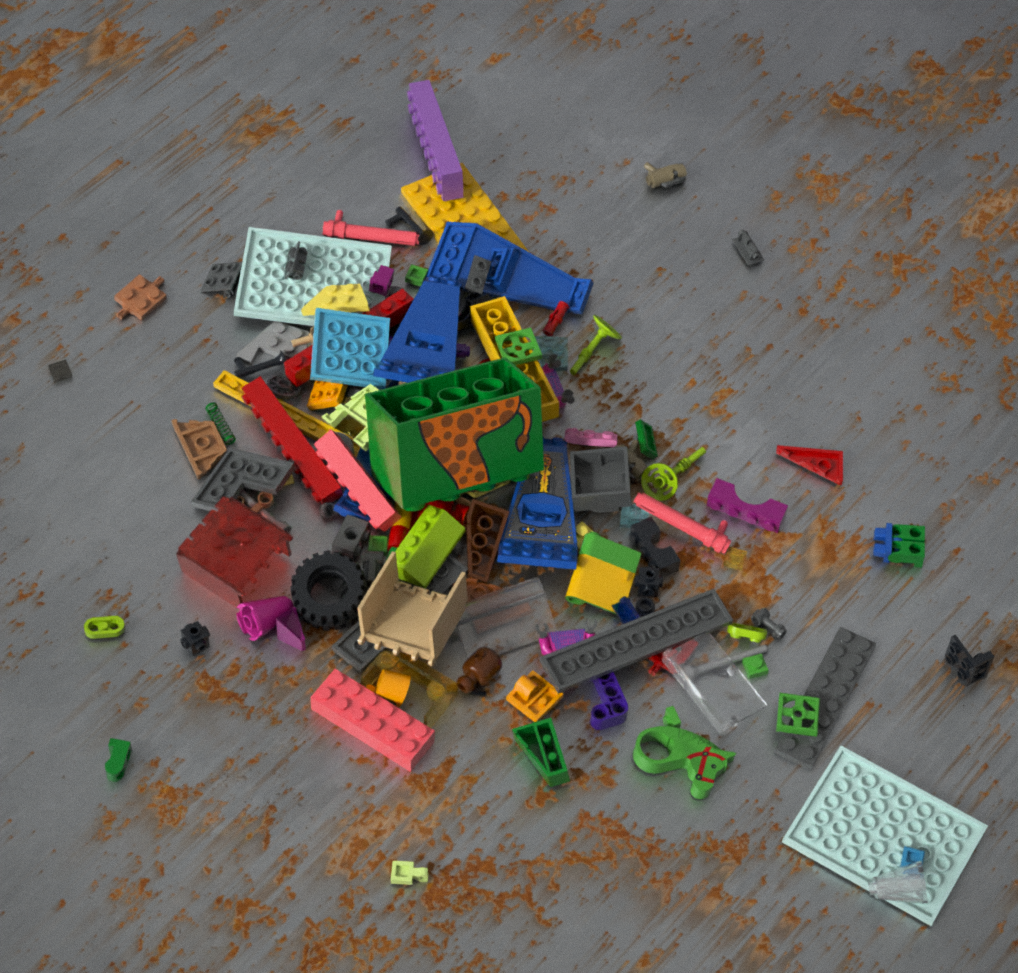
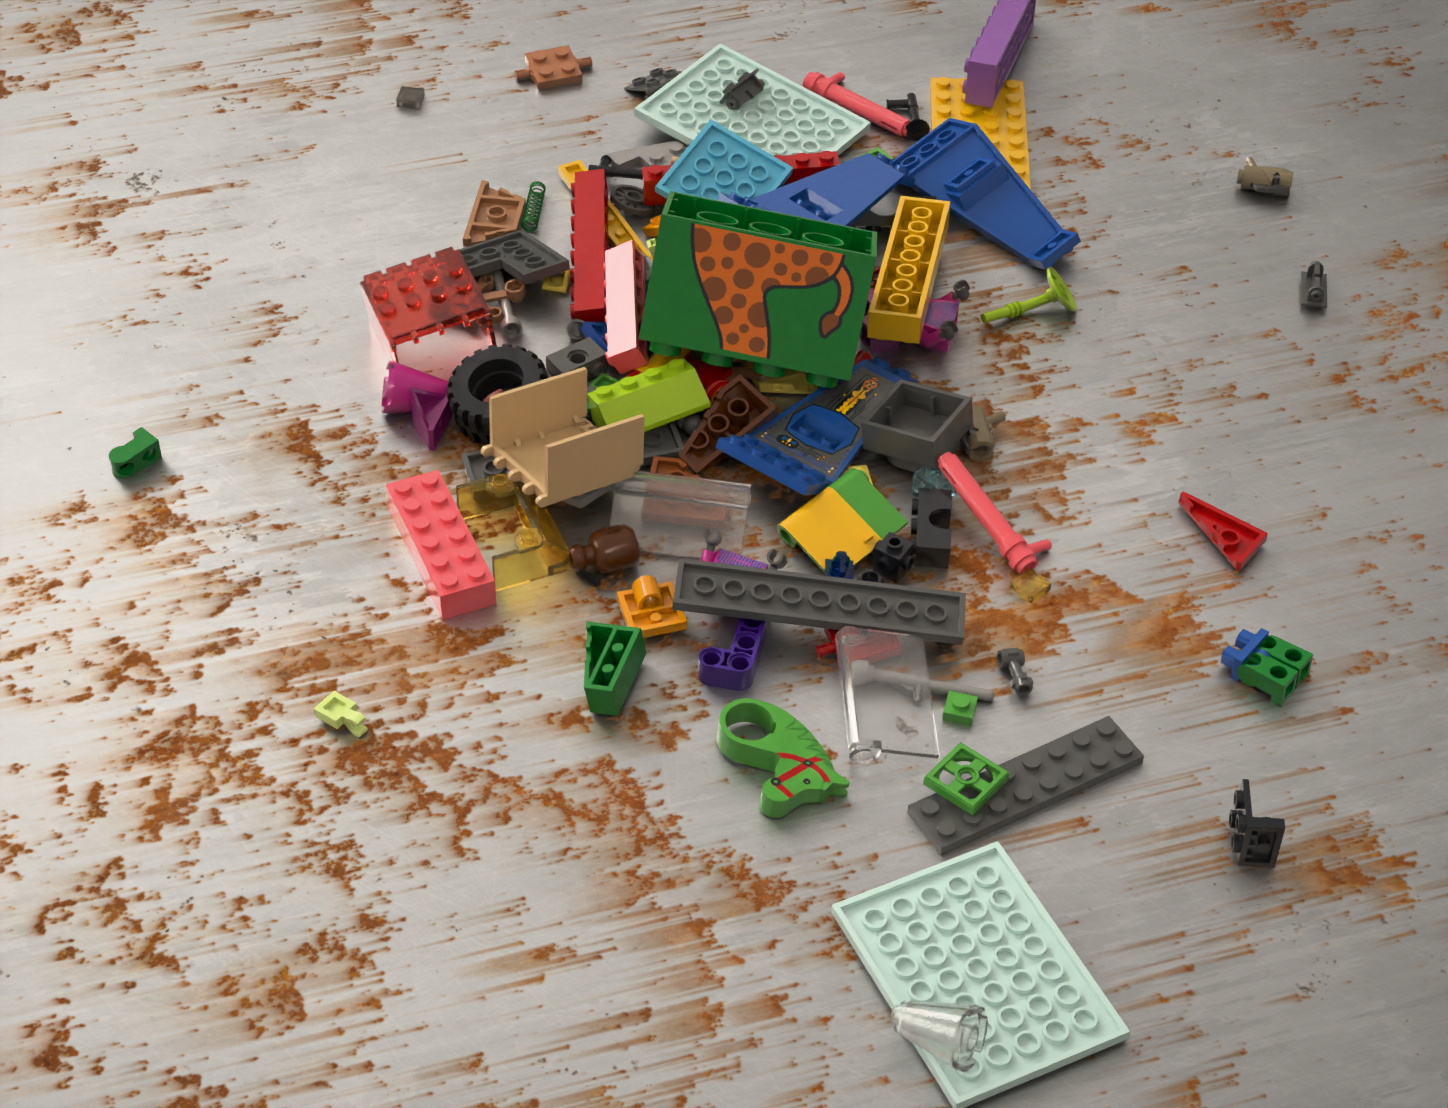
camera: 35 degrees right, 10 degrees down
(104, 627) = (237, 331): lime plate -> none
(195, 638) = (319, 375): black brick -> none
(339, 298) = (767, 138): light yellow wing -> none
(381, 280) = (826, 140): magenta brick -> none
(391, 686) = (488, 518): light orange hat -> none
(477, 275) = (936, 173): dark grey hinge -> none
(514, 337) = (929, 259): bright green piece -> none
(555, 318) = (1006, 260): red pin -> none
(556, 346) = (983, 289): clear light blue plate -> none
(590, 438) = (933, 379): bright pink hinge -> none
(646, 439) = (1017, 418): green plate -> none
(664, 478) = (1005, 466): lime dish -> none
(671, 718) = (799, 708): bright green plate -> none
(740, 630) = (969, 659): lime plate -> none
(766, 515) = (1110, 557): magenta arch -> none
(911, 855) = (994, 1010): dark azure tile -> none

